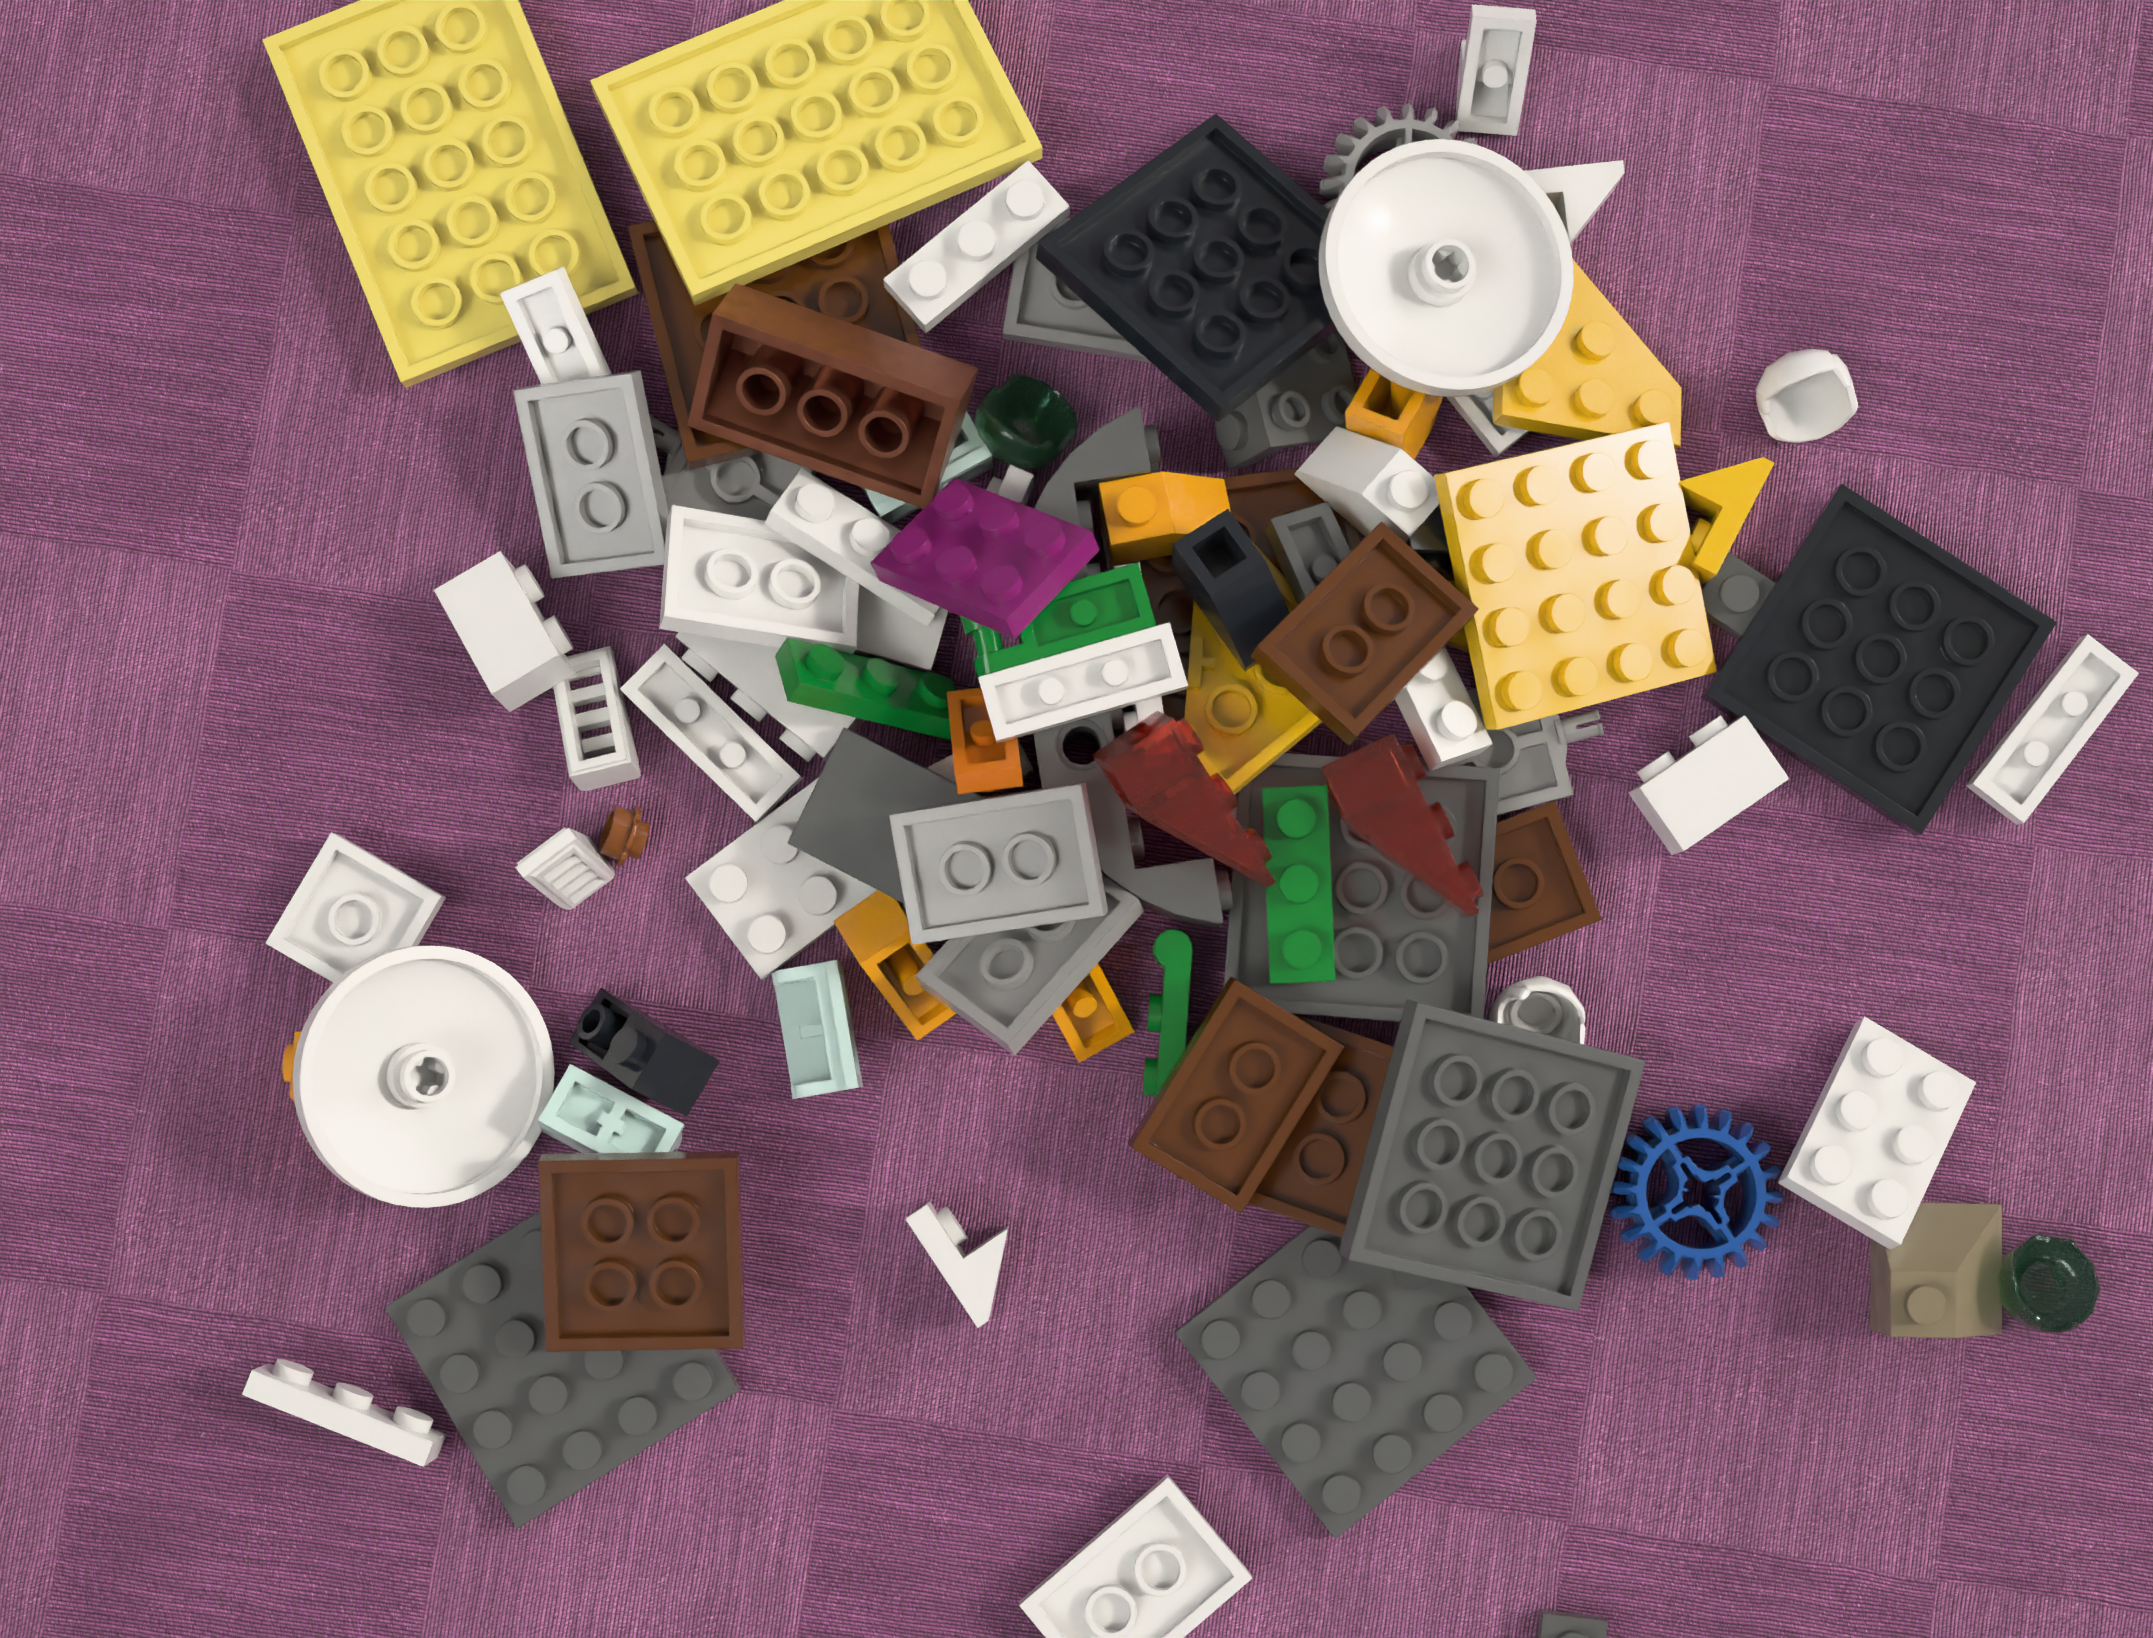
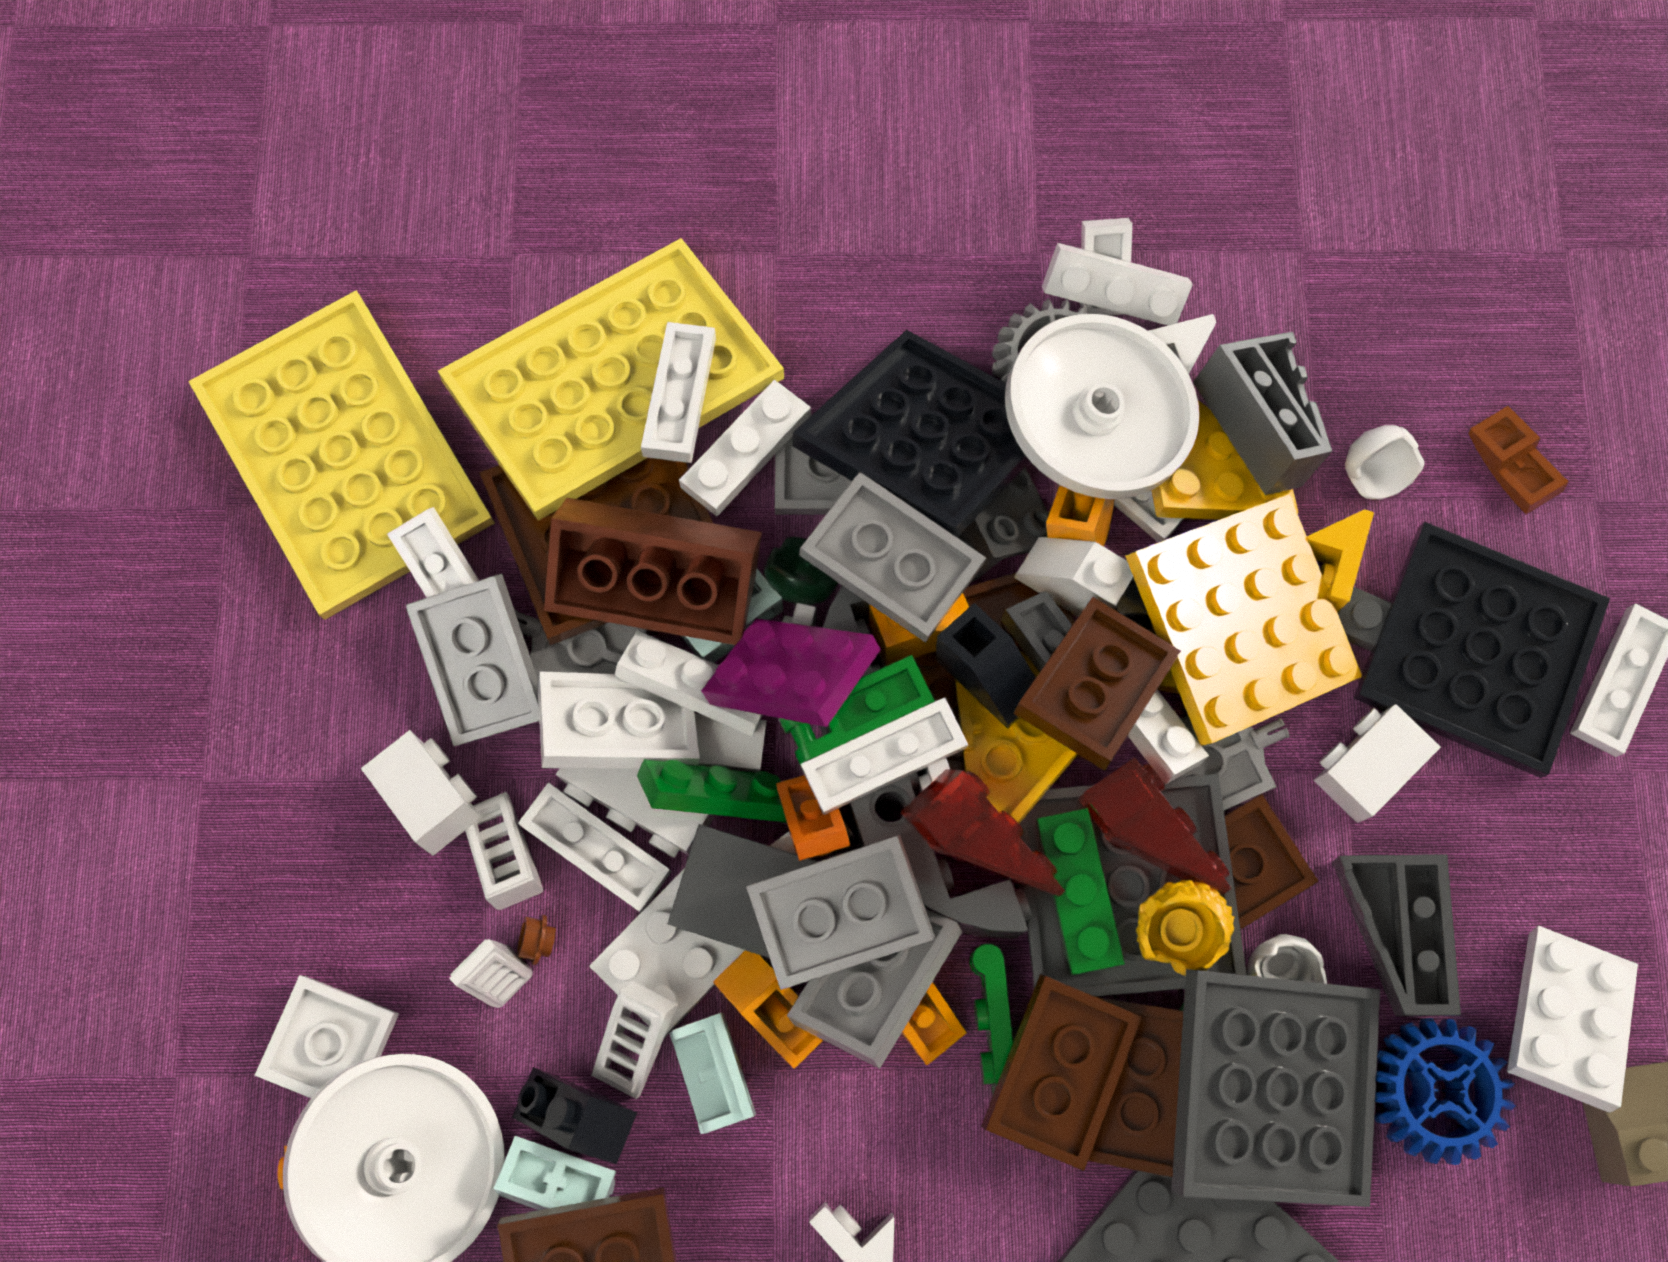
camera: 10 degrees left, 10 degrees down
(754, 939) = (648, 1005): none -> white slope
(899, 162) = (678, 392): none -> white plate
(1135, 431) = (892, 556): none -> light grey plate
(1415, 947) = (1185, 926): none -> yellow hair
(1504, 98) = (1116, 285): none -> white plate
(1660, 303) = (1265, 410): none -> dark grey wedge
(1696, 991) = (1407, 927): none -> dark grey wedge
(1984, 419) = (1512, 457): none -> dark orange slope

